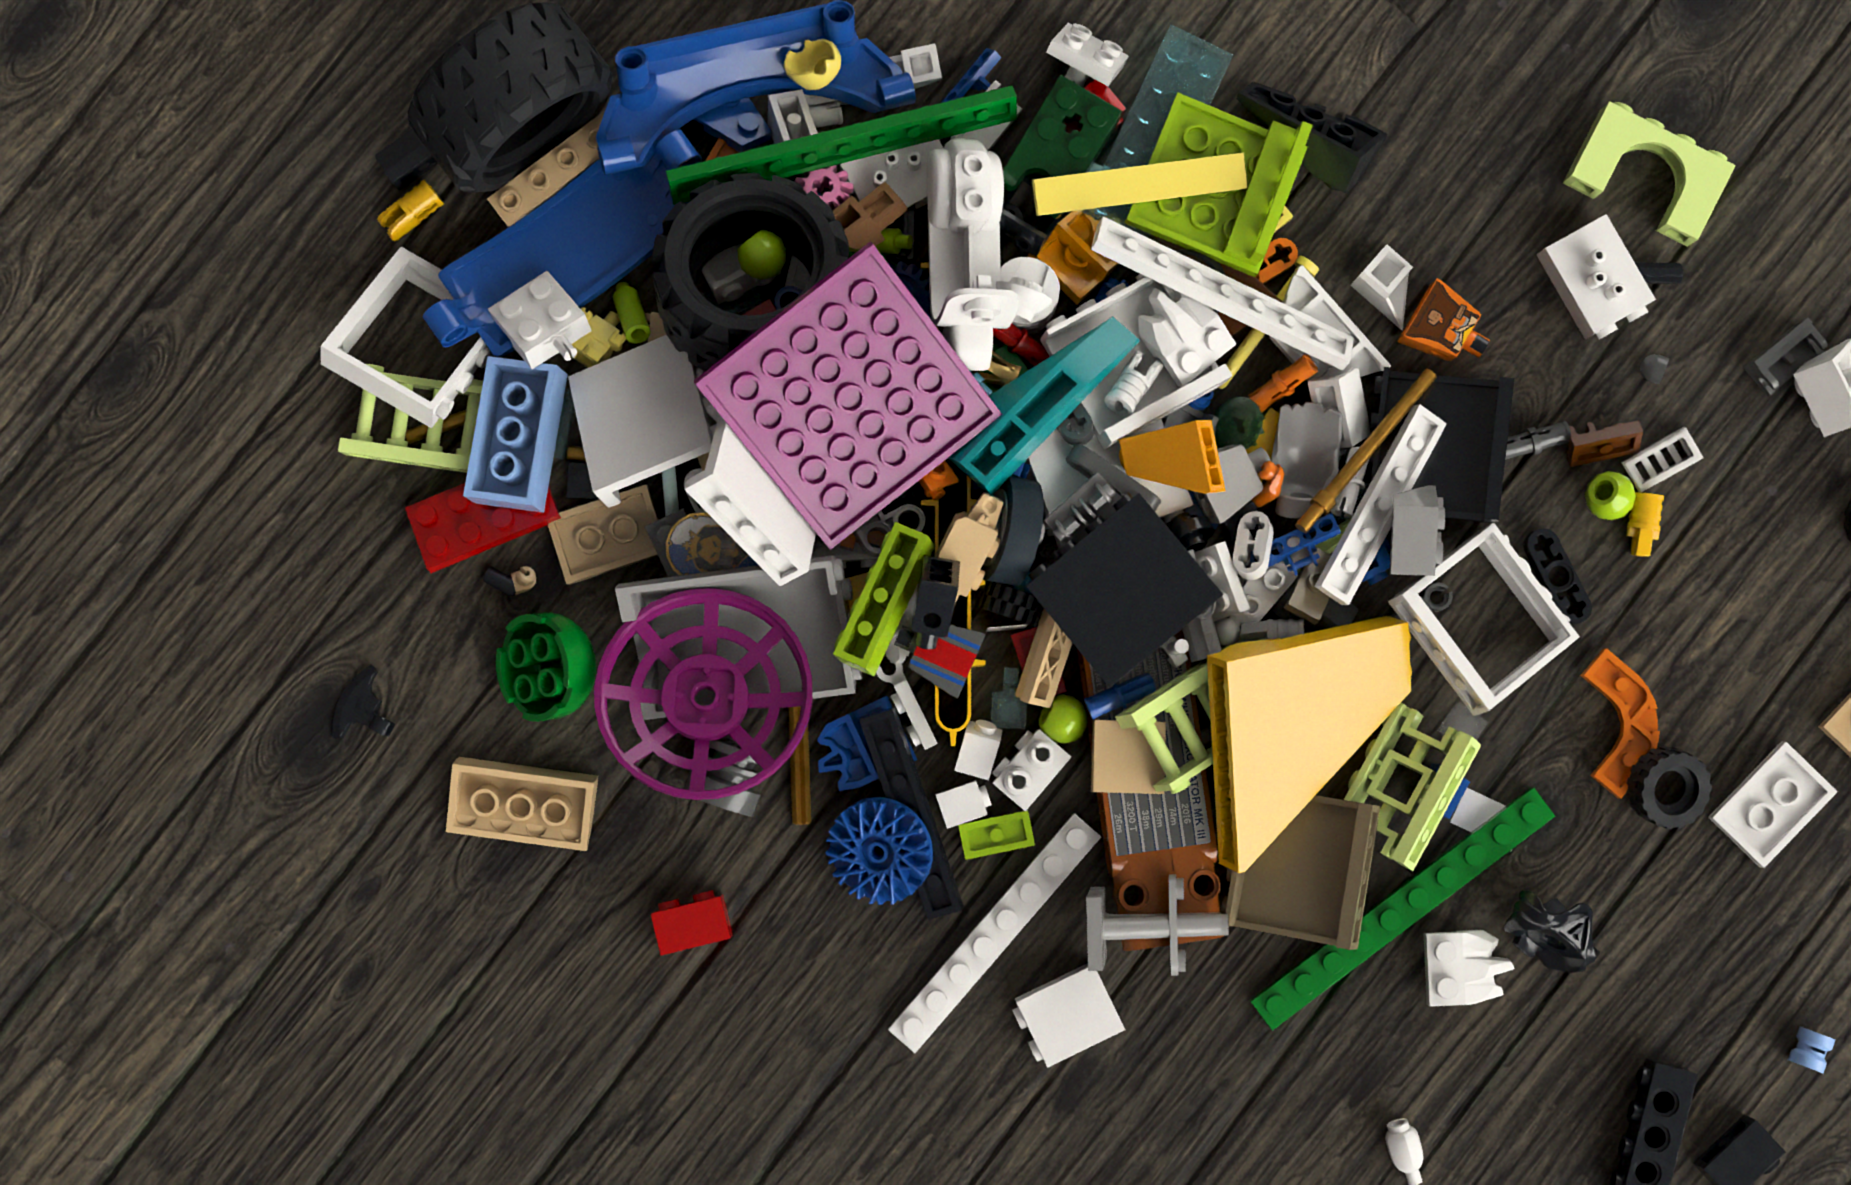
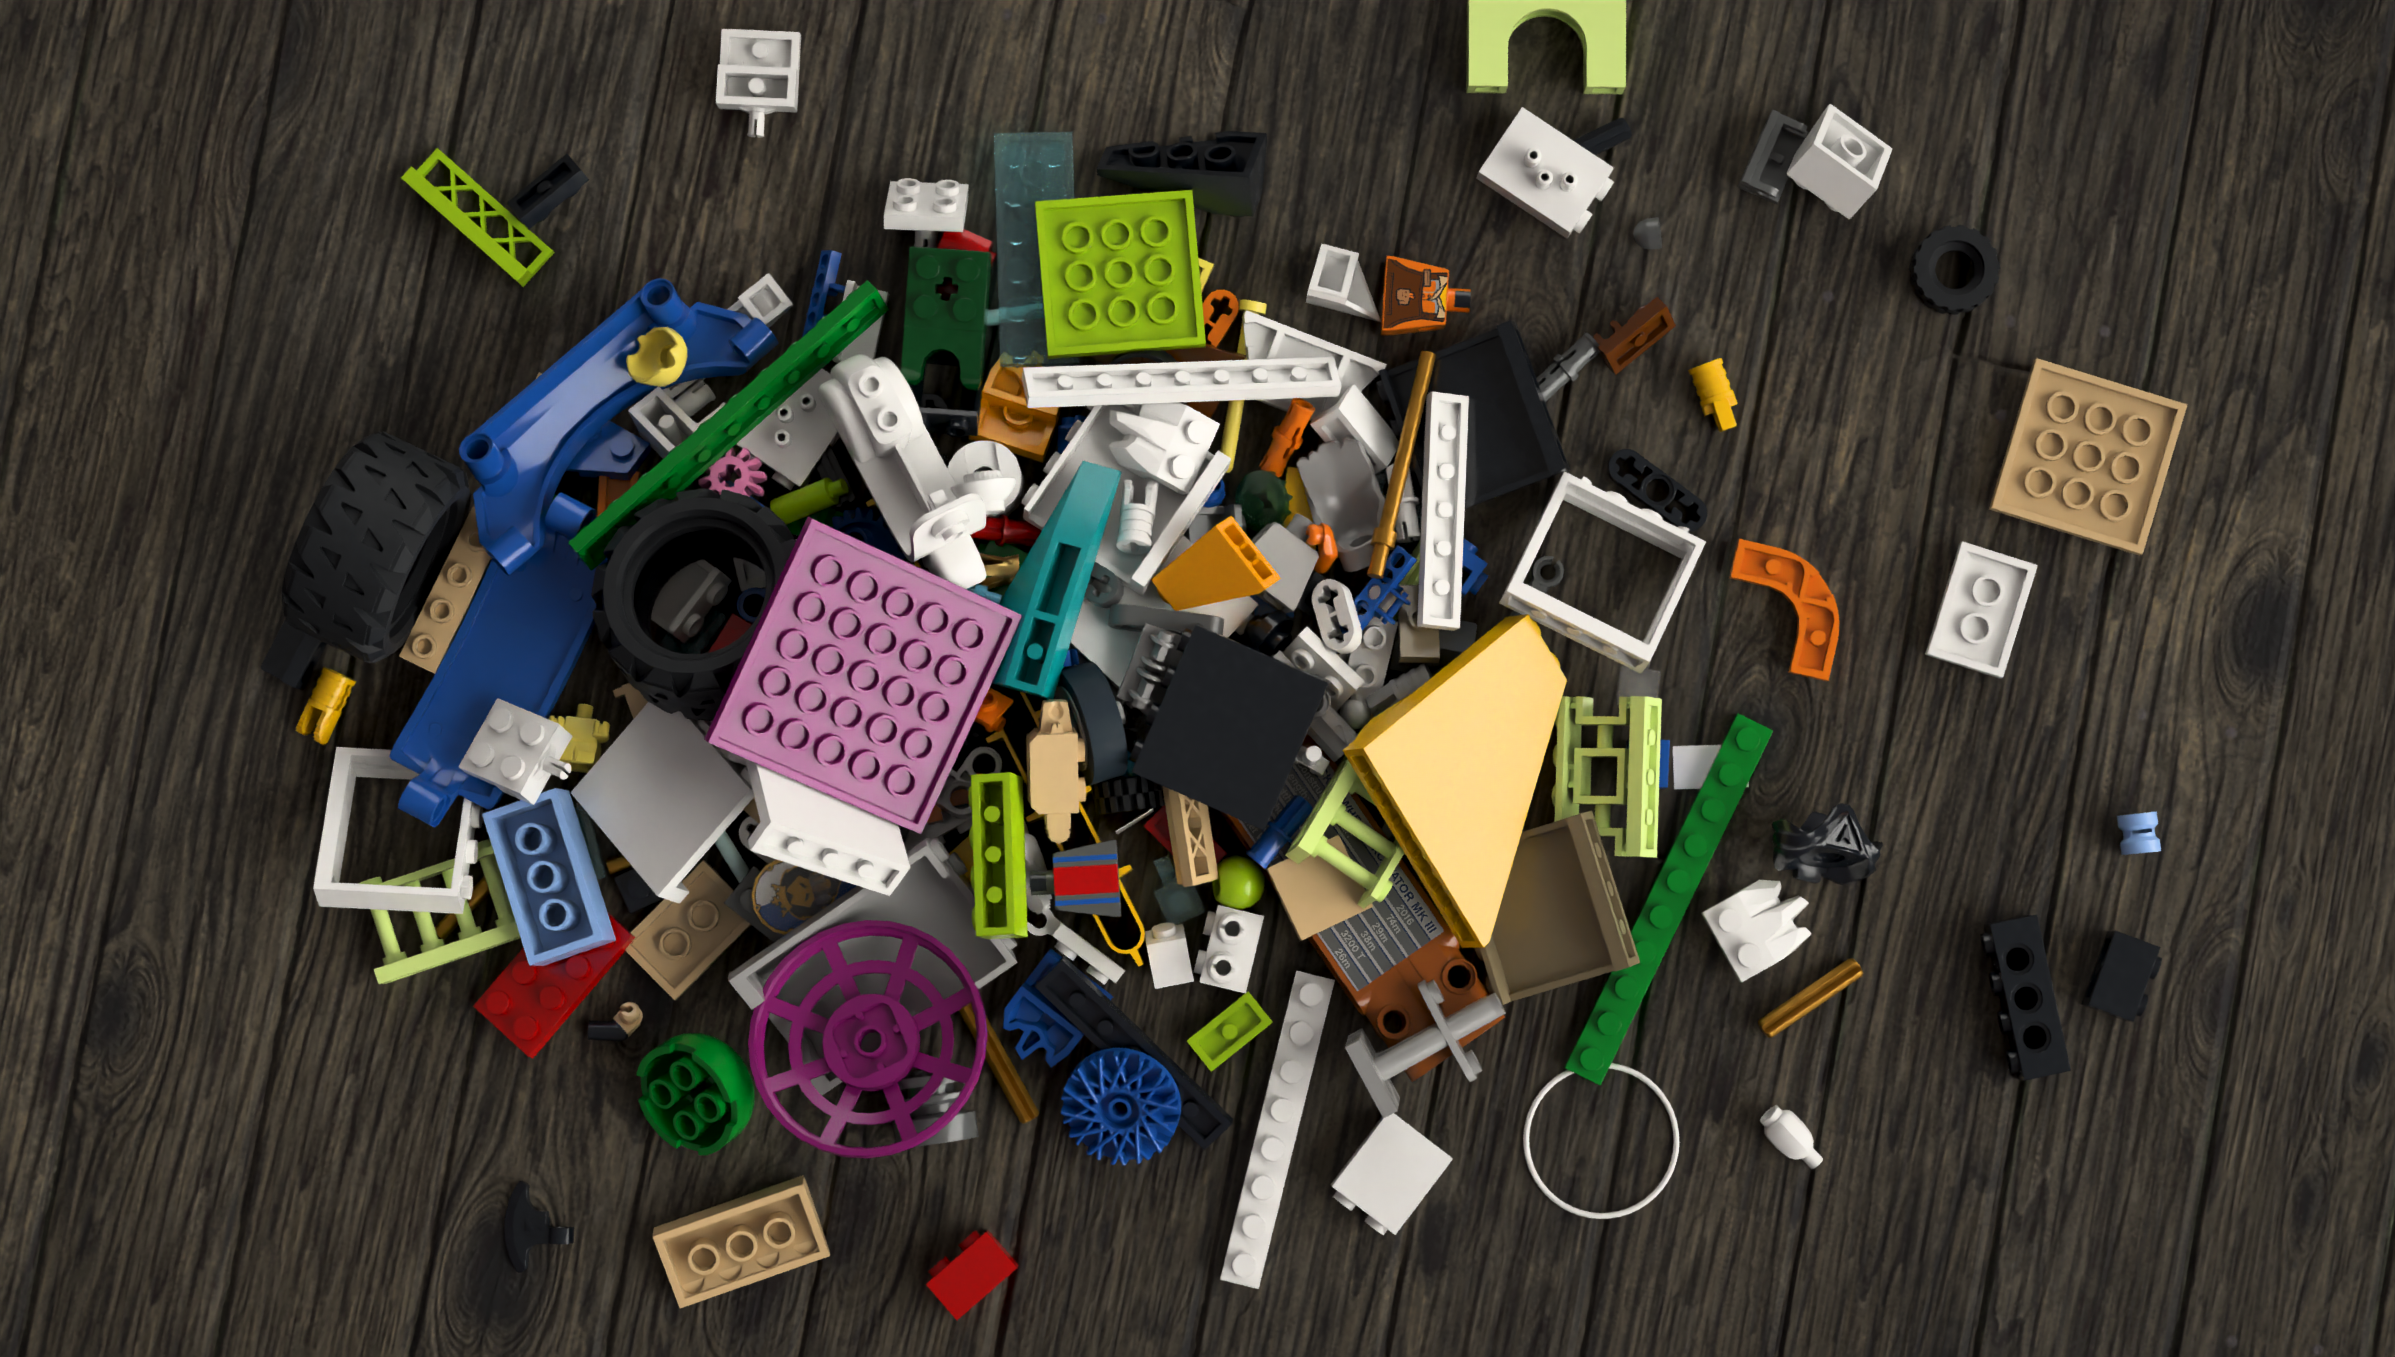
camera: 25 degrees left, 0 degrees up
(631, 313) = (601, 697): lime cylinder -> none
(762, 255) = (705, 575): lime piece -> none
(867, 218) = (789, 487): medium nougat brick -> none
(935, 600) = (1048, 832): black torso -> none
(963, 803) = (1181, 1017): white brick -> none
(1139, 184) = (1043, 315): light yellow tile -> none
(1214, 1131) = (1658, 1189): none -> white piece
(1266, 192) = (1173, 258): lime fence -> none
(1414, 533) = (1488, 523): light grey slope -> none
(1477, 1046) = (1810, 997): none -> pearl gold axle
(1610, 495) = (1667, 385): lime piece -> none
(1687, 443) = (1720, 293): white slope -> none
(1693, 794) = (1898, 646): black tyre -> none

